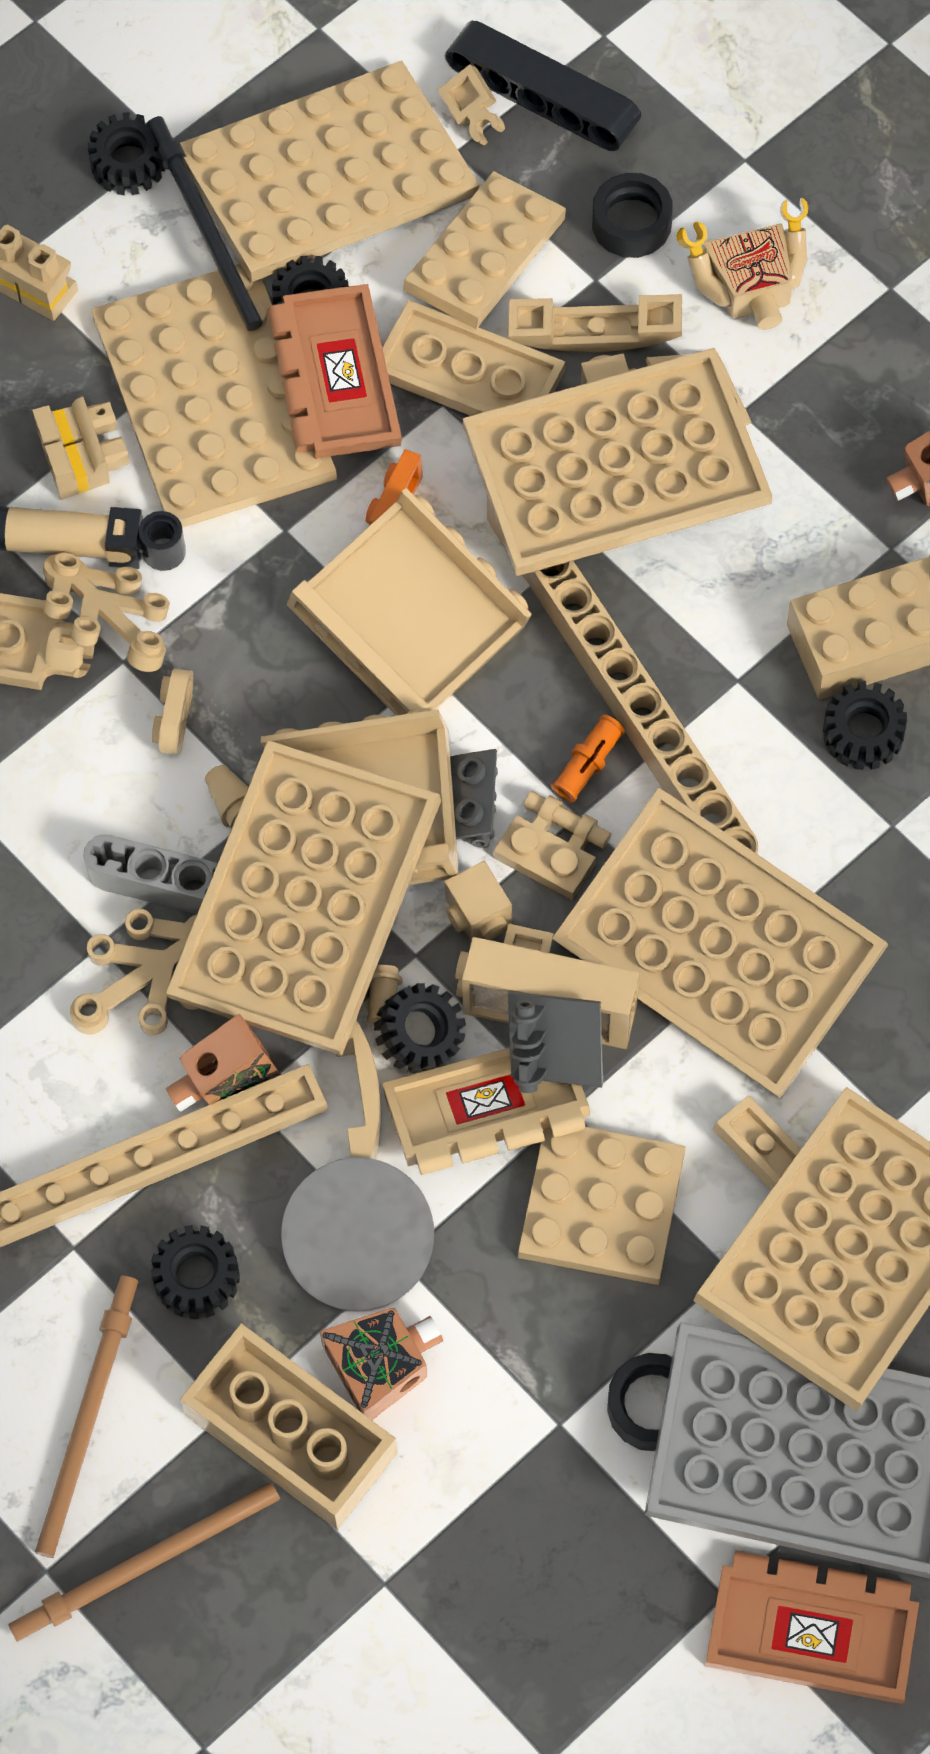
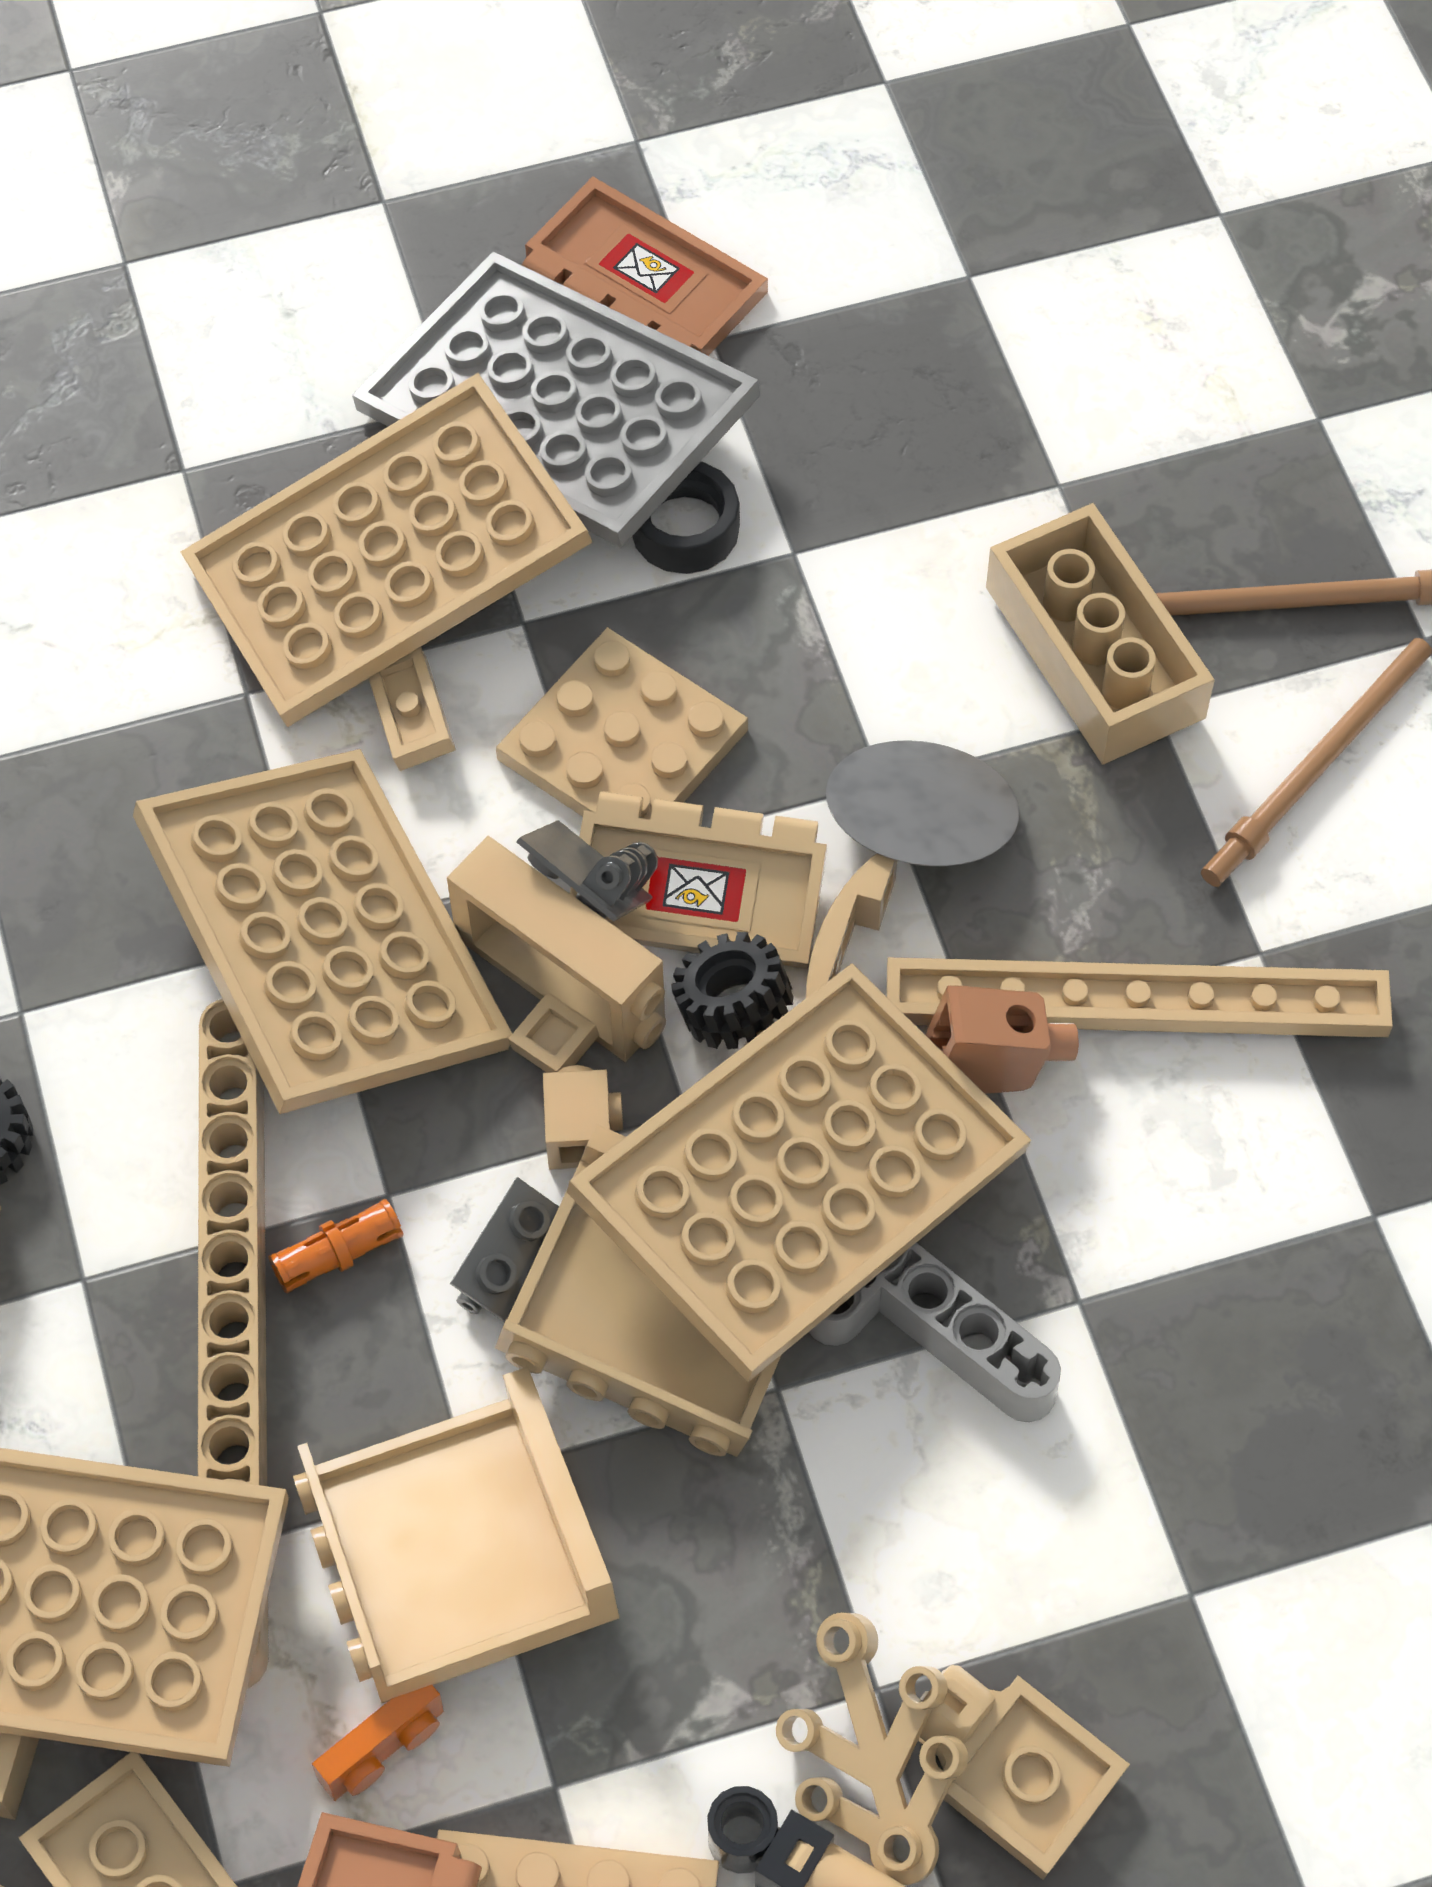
camera: 155 degrees left, 5 degrees down
(152, 965) = (1024, 1228): tan plant -> none
(177, 696) = (828, 1577): tan plate -> none
(200, 1299) = (1134, 819): black tyre -> none
(226, 793) = (821, 1398): tan cone -> none
(379, 1357) = (961, 671): torso -> none
(546, 857) = (459, 1150): tan plate -> none

